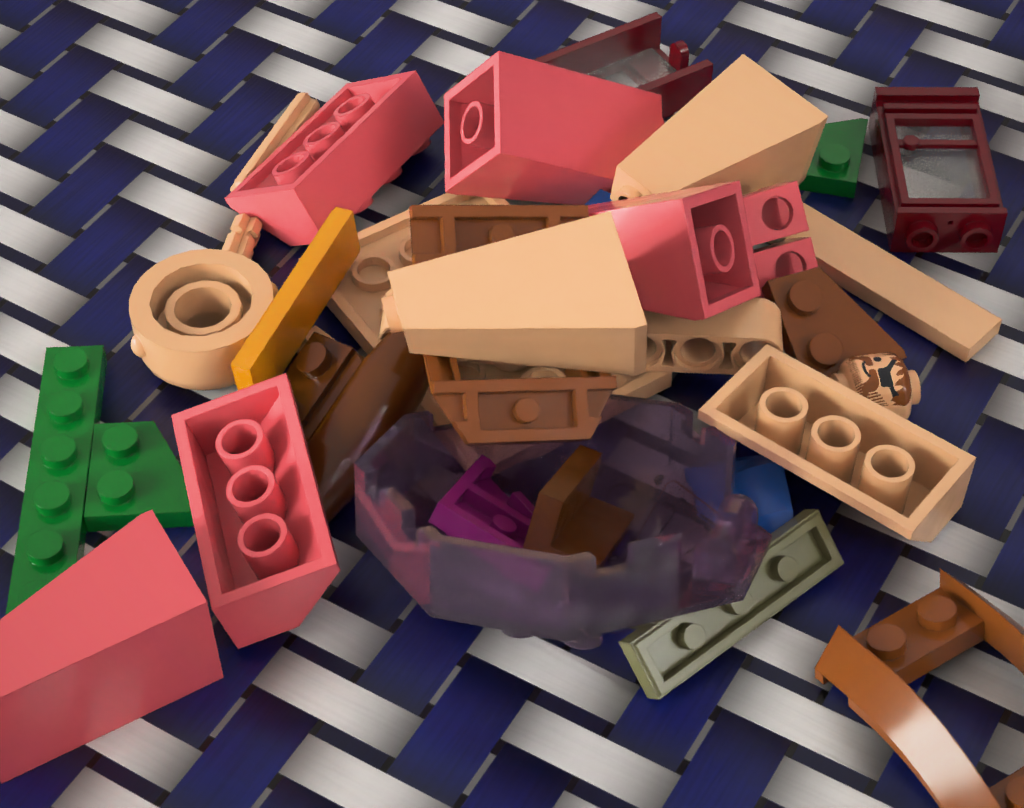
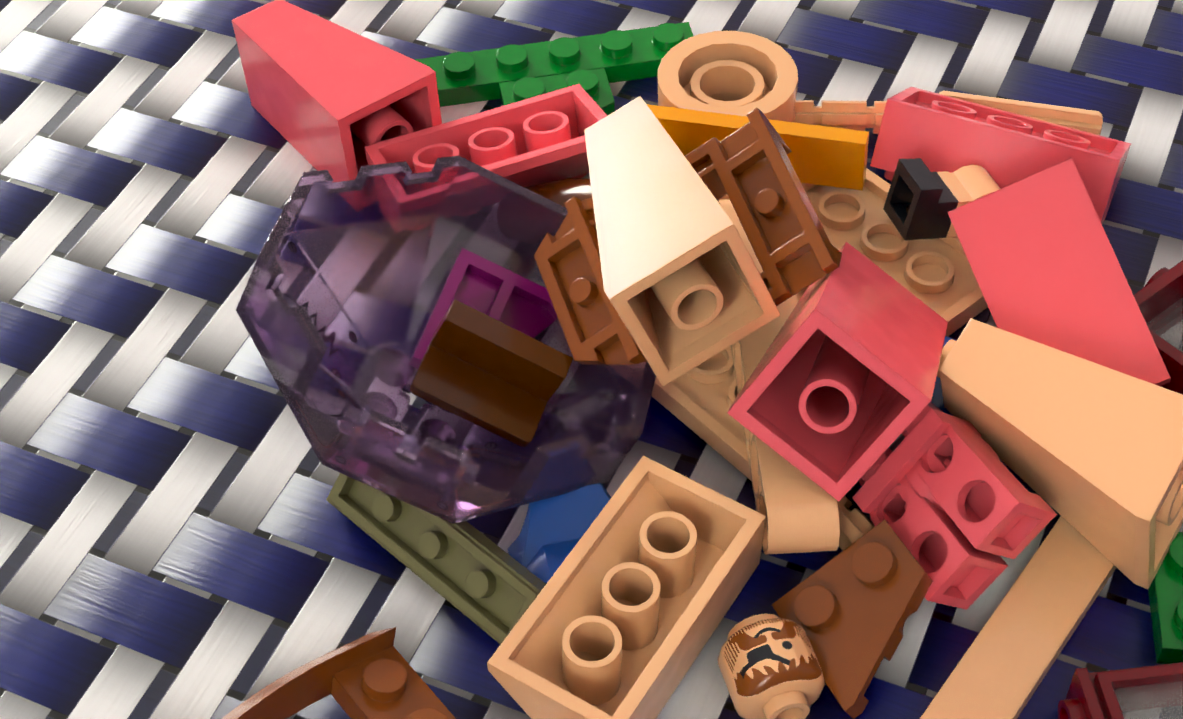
camera: 85 degrees right, 0 degrees up
(407, 184) = (922, 198): none -> black leg

